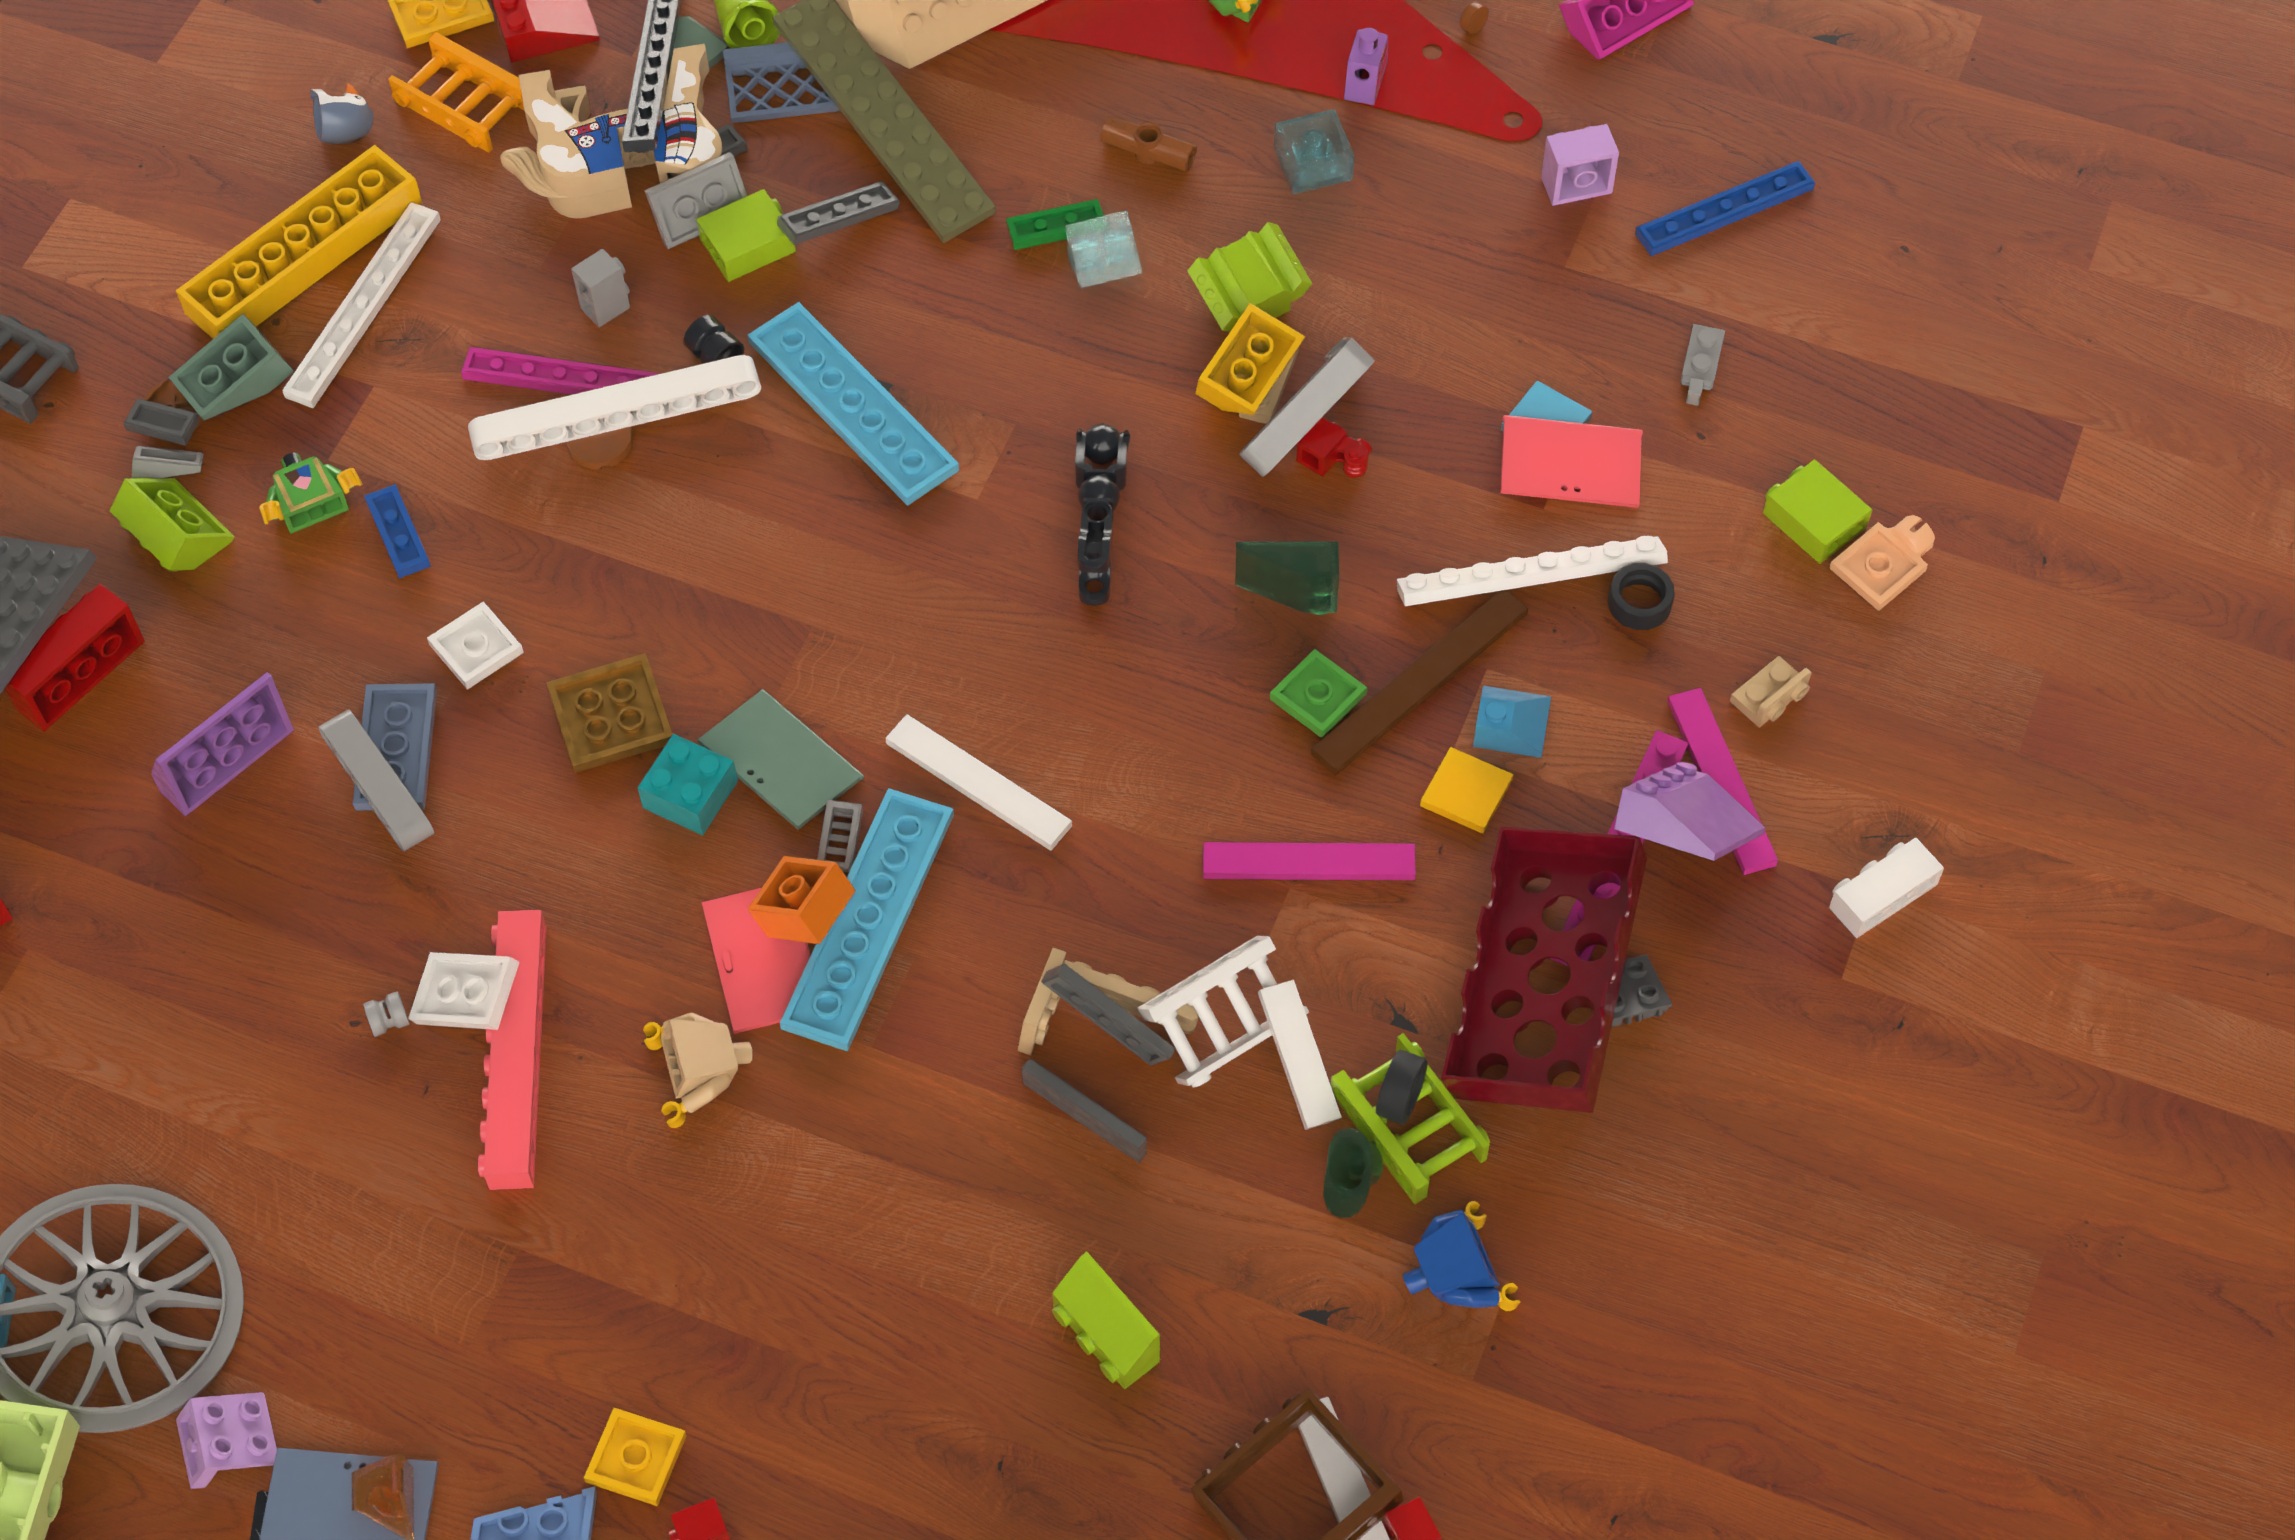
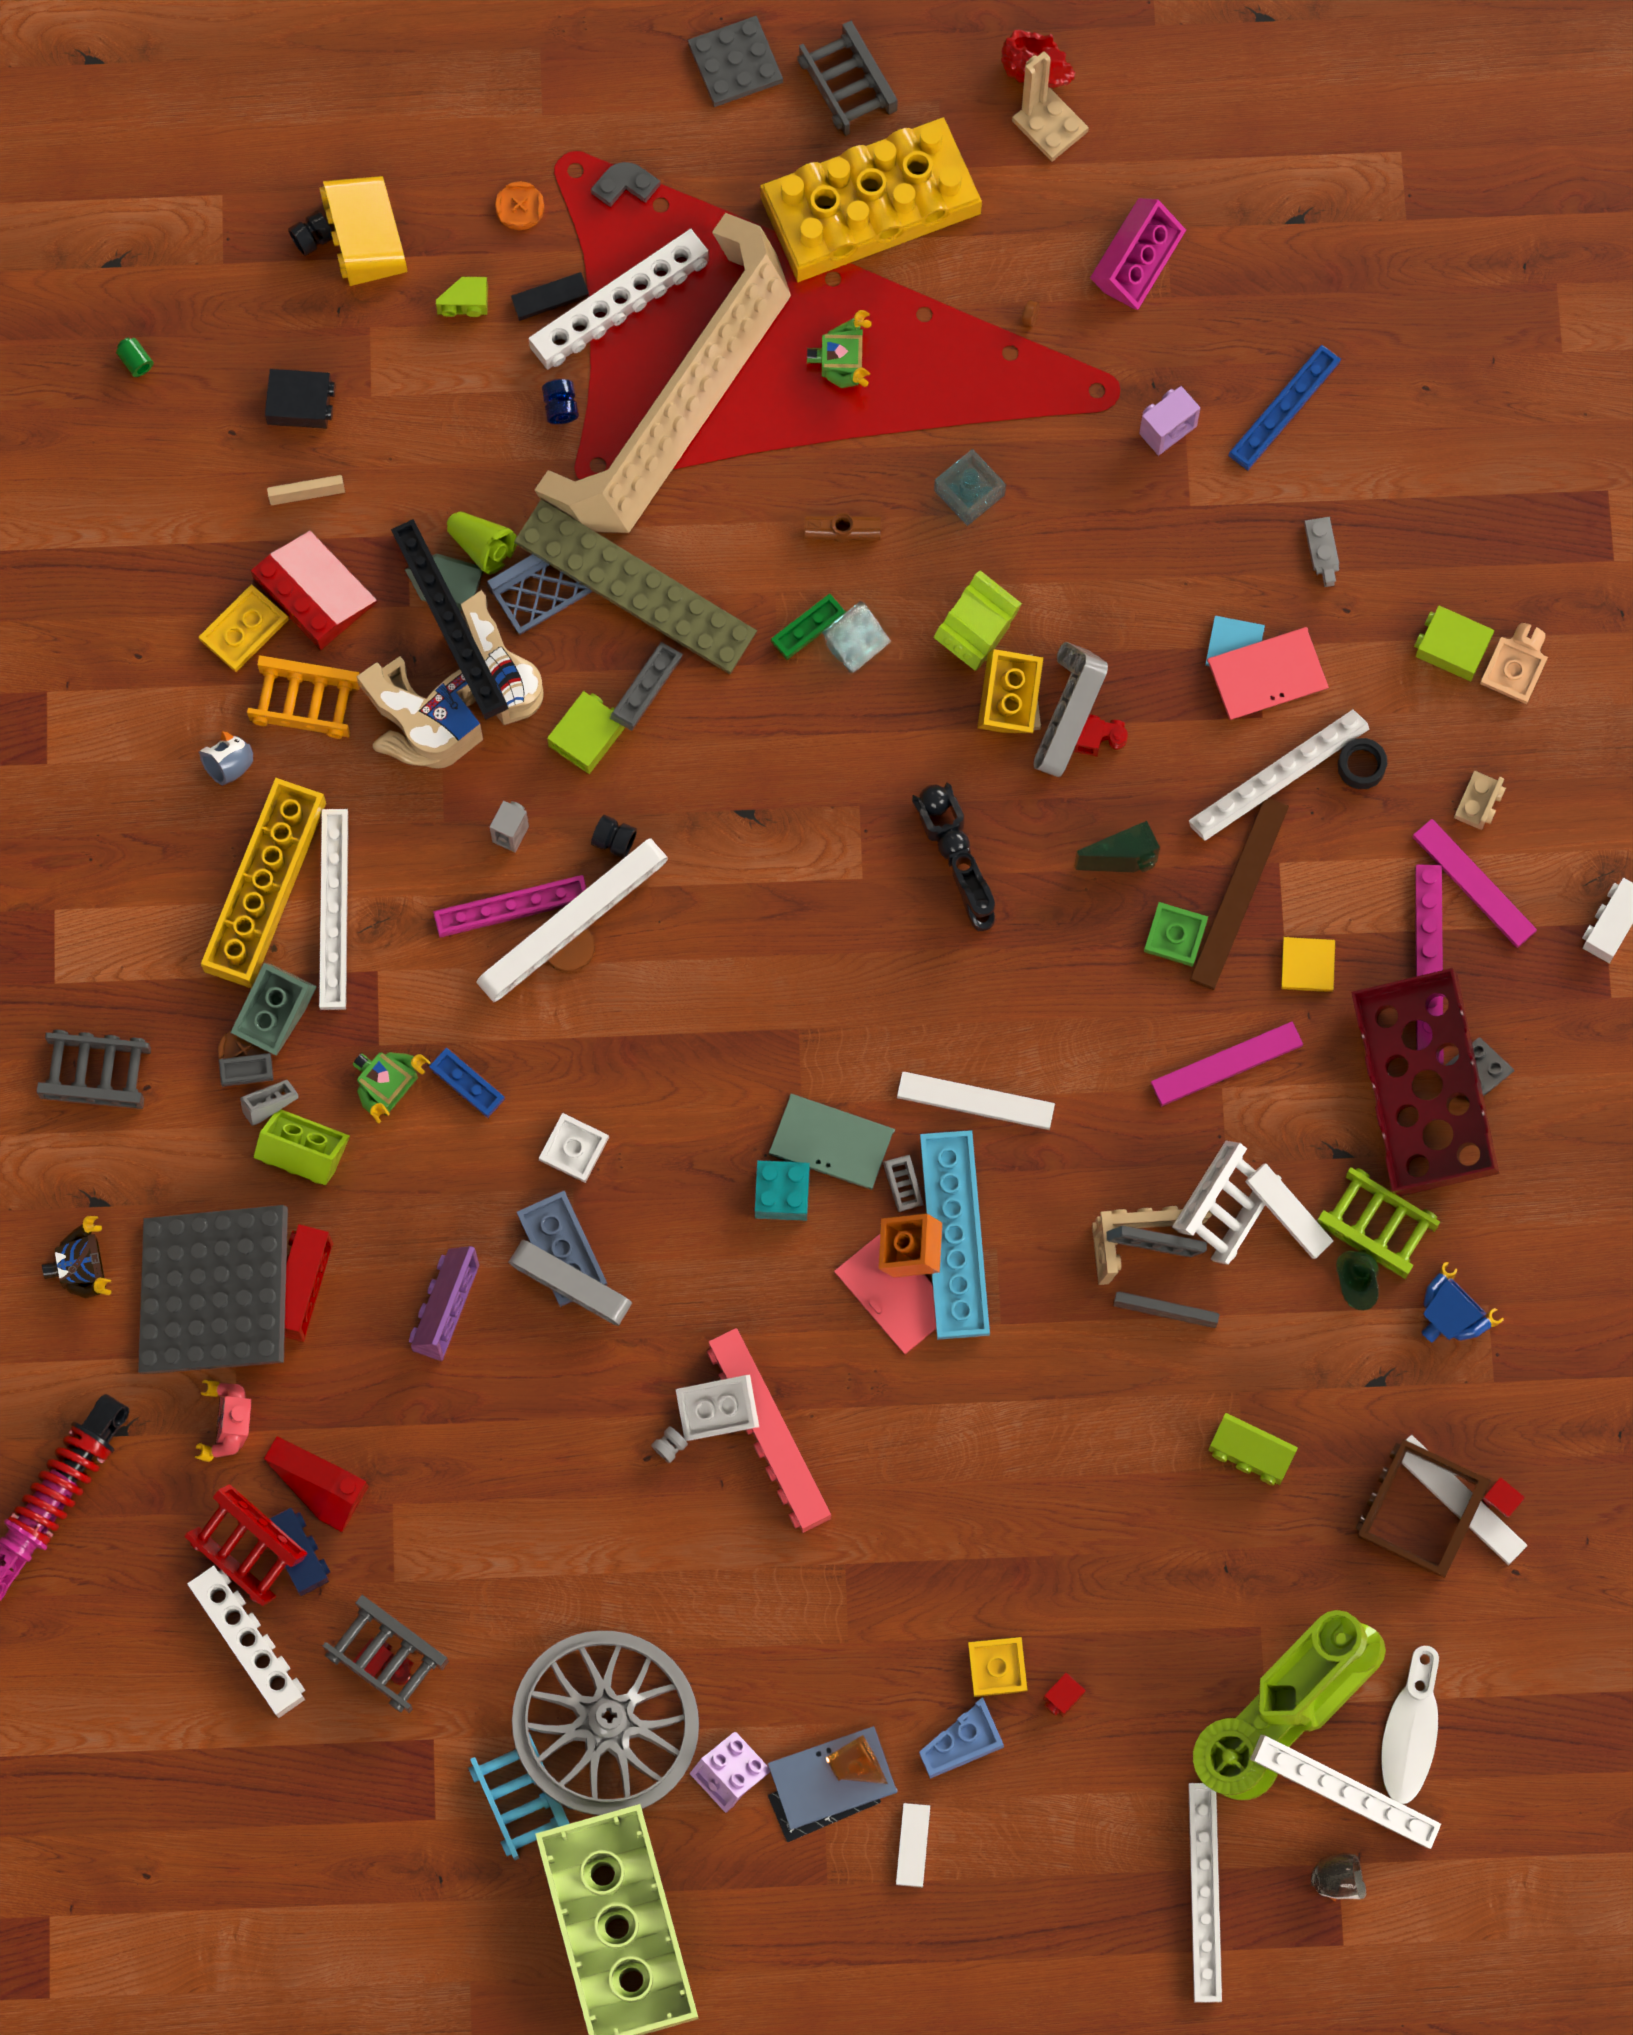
camera: 25 degrees left, 15 degrees up
(610, 712) = (697, 1158): pearl gold plate -> none
(693, 195) = (538, 721): light grey tile -> none
(698, 1060) = (897, 1385): tan torso -> none
(731, 141) = (527, 651): dark grey tile -> none
(853, 403) = (736, 840): medium azure plate -> none
(1371, 54) = (974, 391): medium lavender torso -> none
(1401, 1087) = (1370, 1209): black tyre -> none
(1512, 721) = (1314, 897): dark azure slope -> none
(1686, 813) = (1473, 932): medium lavender slope -> none

